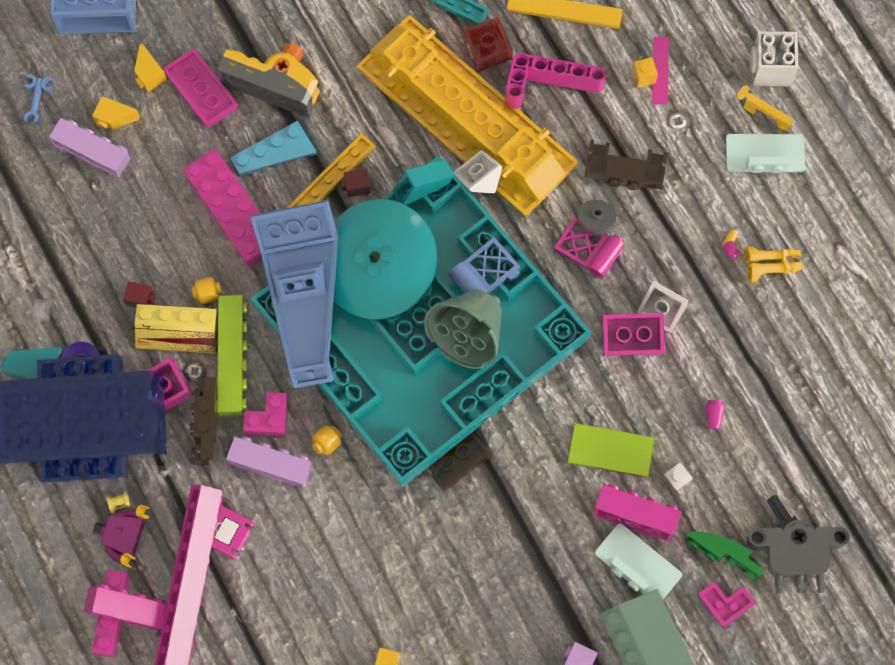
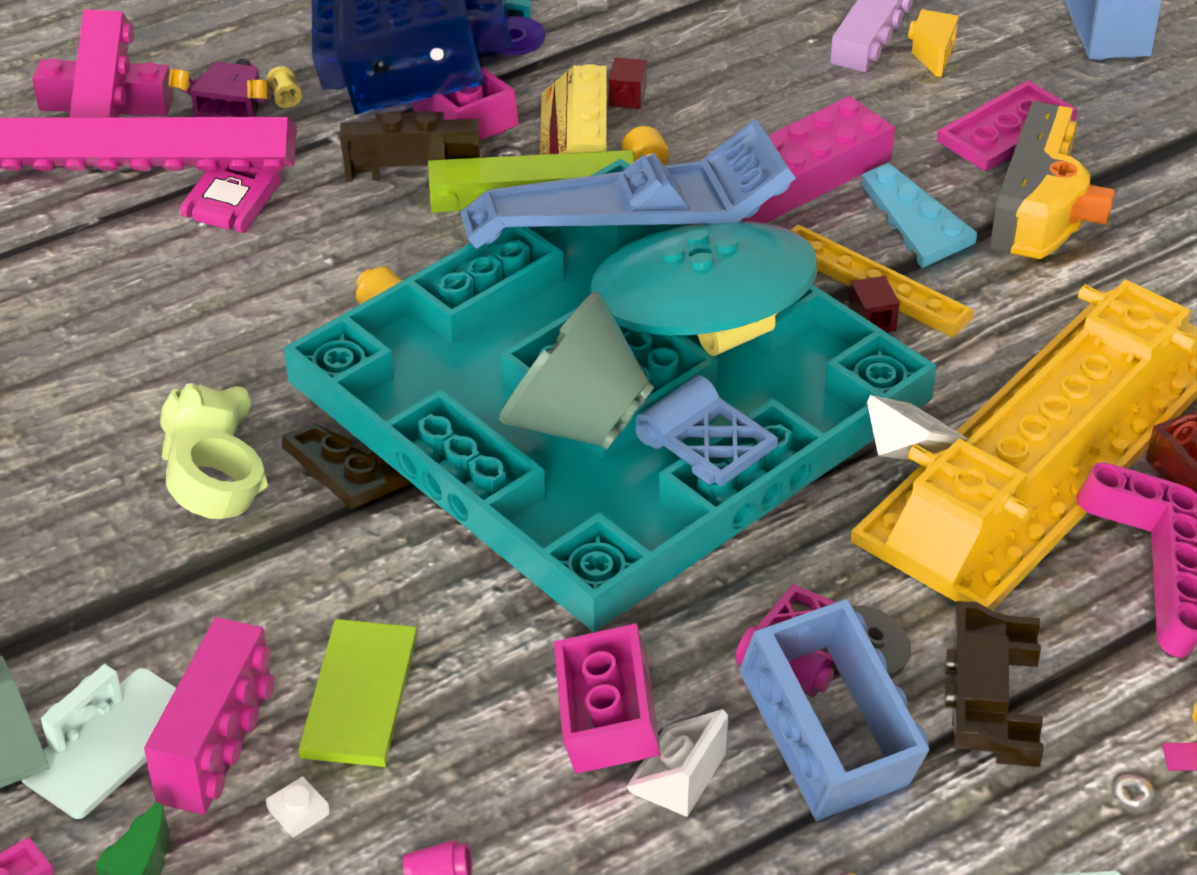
camera: 85 degrees right, 30 degrees down
(147, 70) = (1022, 63): yellow slope -> none
(269, 462) = (343, 233): lavender brick -> none
(272, 421) = (423, 229): dark pink brick -> none
(422, 181) = (871, 327): teal slope -> none
(437, 531) = (201, 434): none -> yellowish green animal
(682, 220) = (796, 726): none -> medium blue hose

